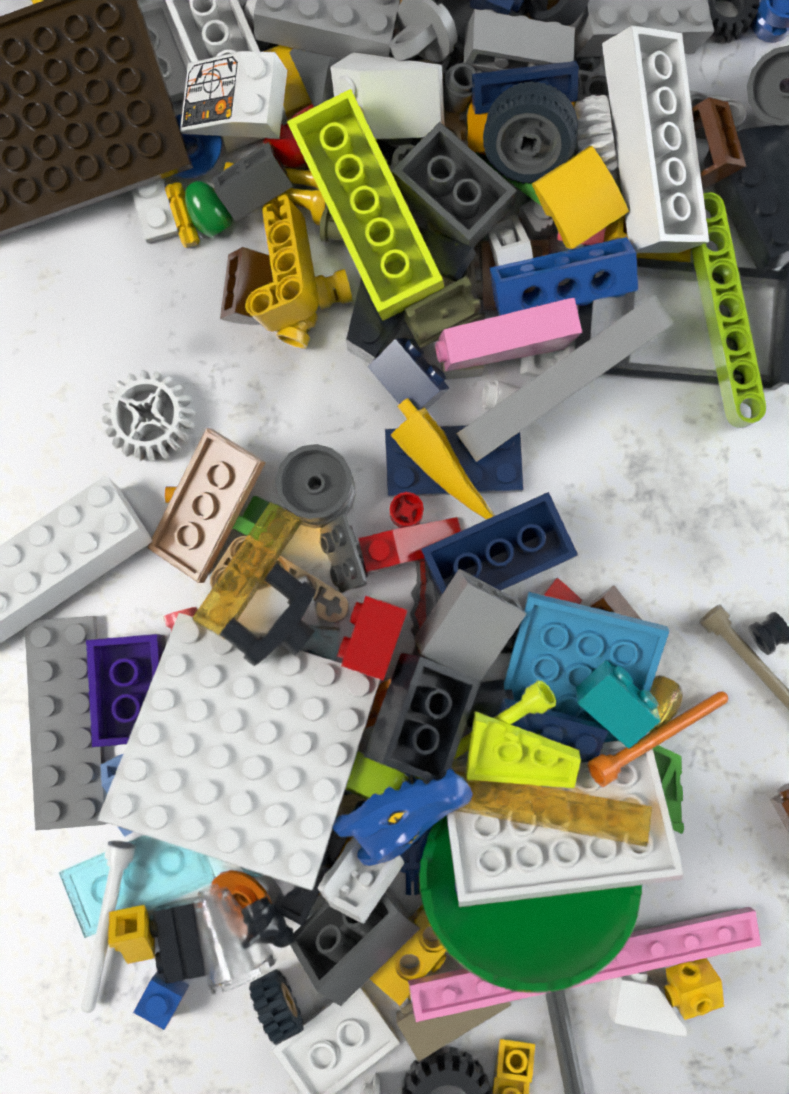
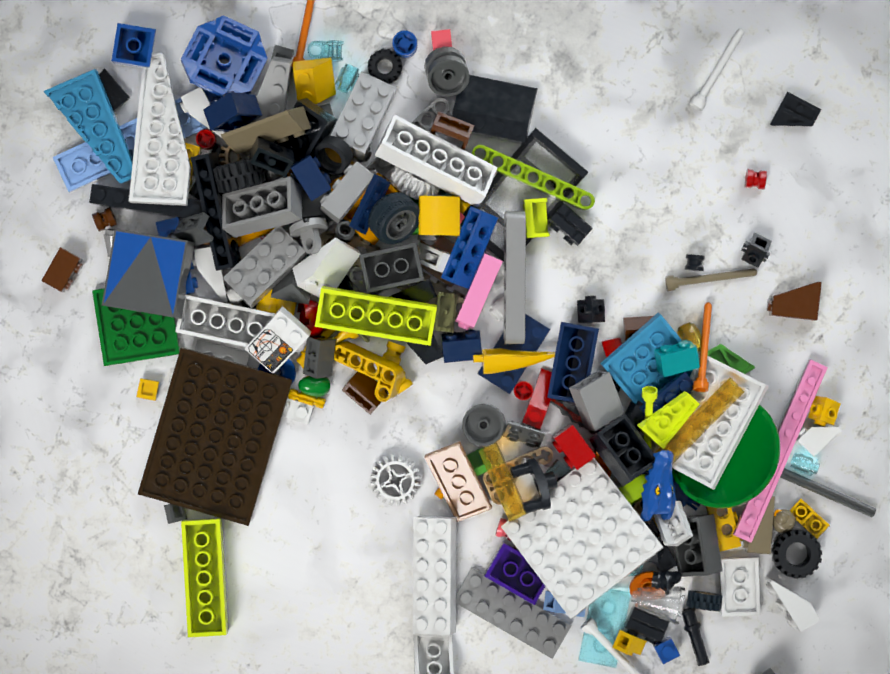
camera: 55 degrees left, 5 degrees up
(224, 1015) = (692, 627): none -> black pin
(483, 1044) = (783, 520): none -> dark tan animal
(591, 1014) = (804, 464): none -> clear light blue brick
(593, 528) = (591, 310): none -> black brick
(670, 356) = (536, 218): none -> neon yellow panel
(694, 411) = (569, 224): none -> black brick

